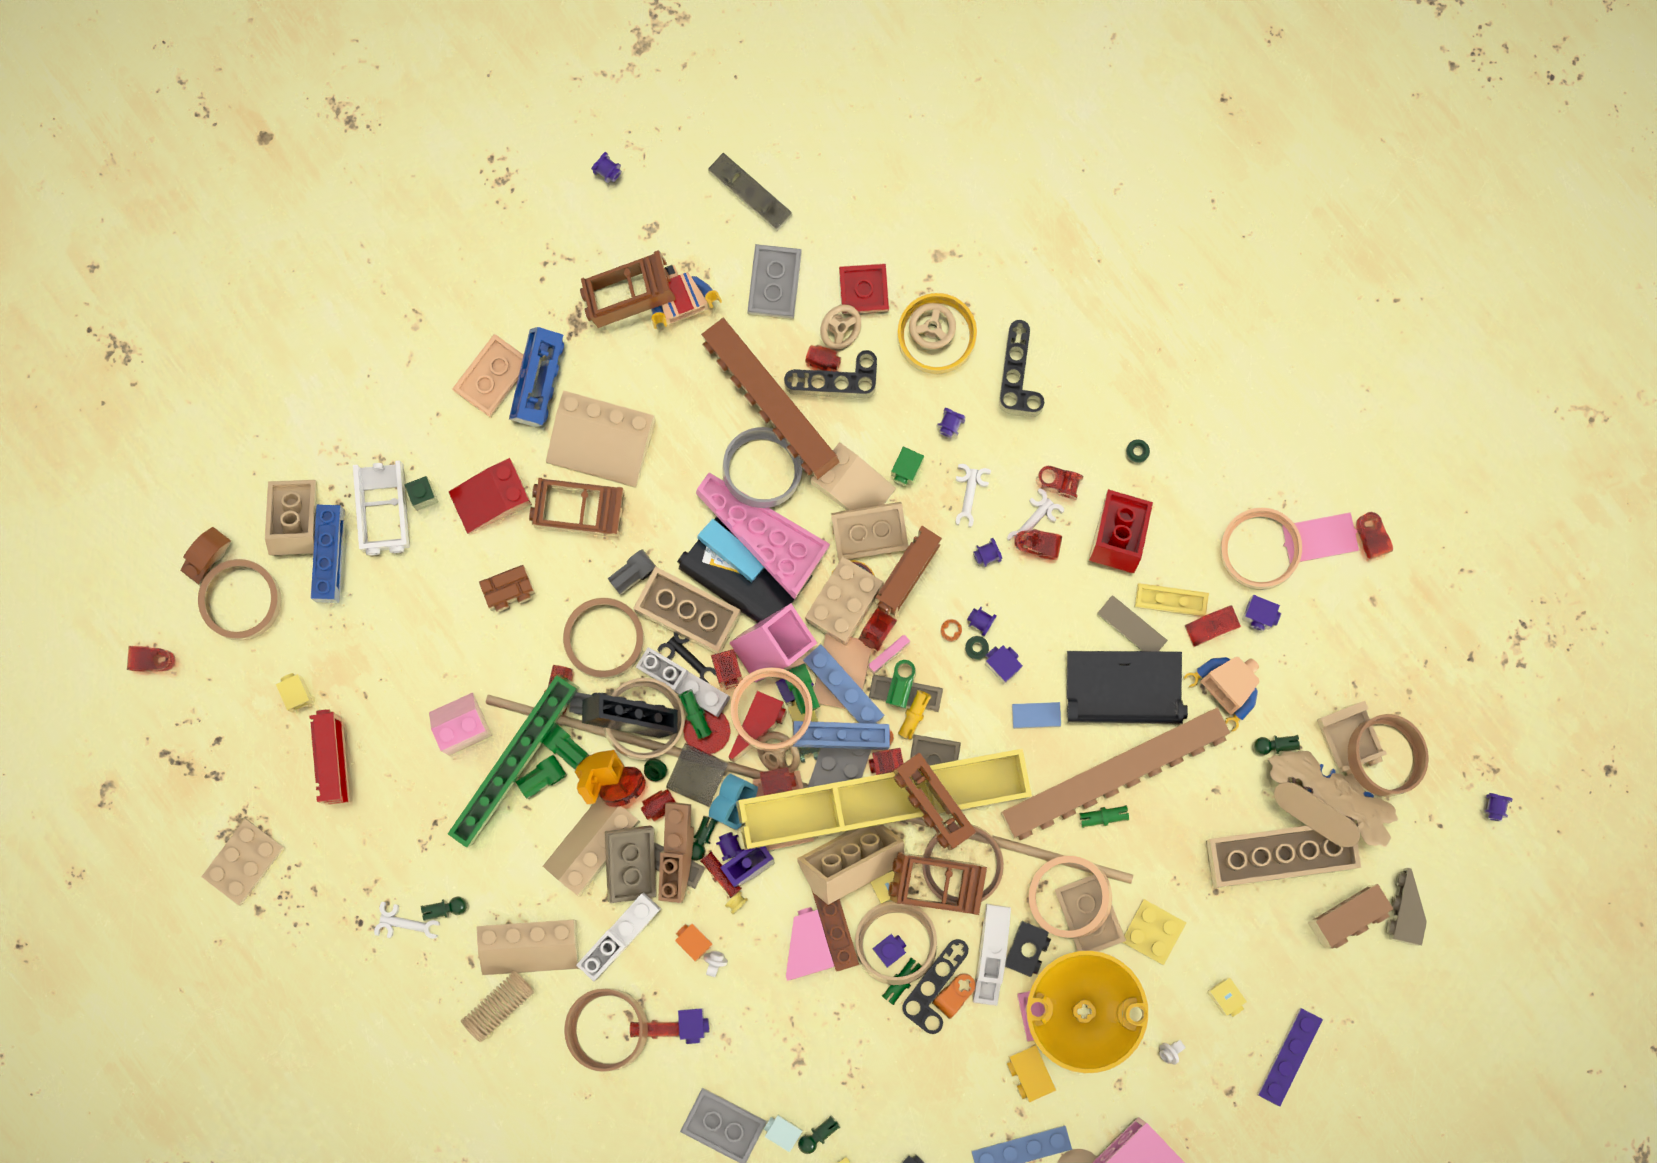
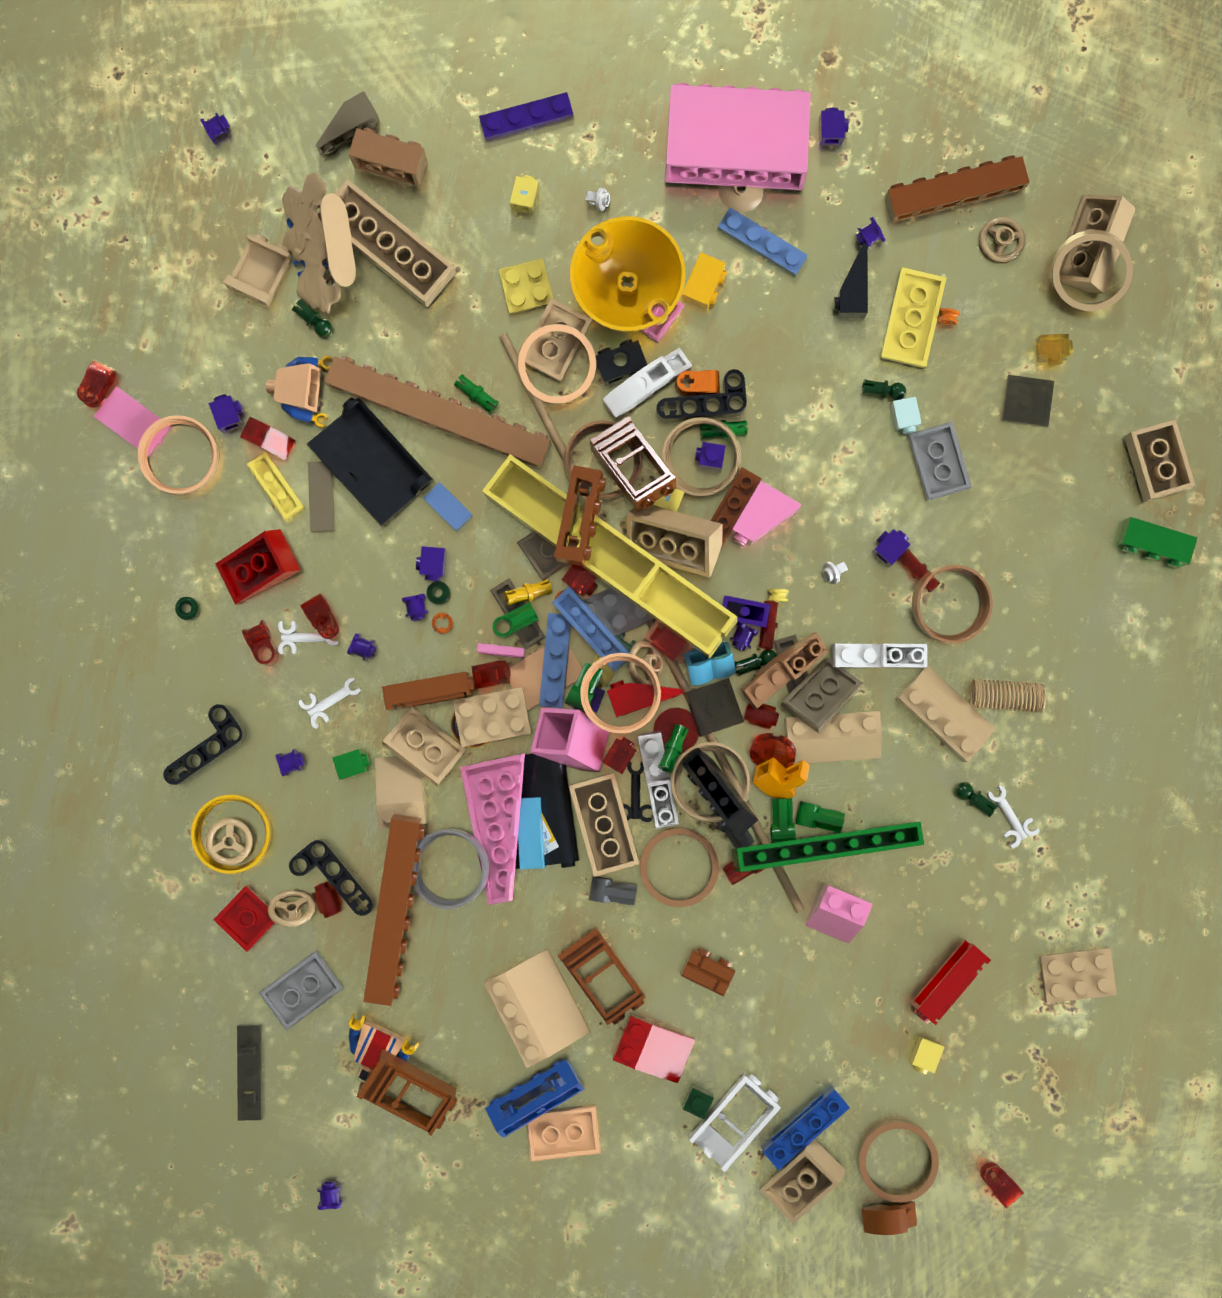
camera: 135 degrees left, 5 degrees up
(655, 769) = (738, 740): dark green plate -> none
(693, 941) = (833, 600): orange brick -> none
(1417, 744) = (224, 216): medium nougat piece -> none

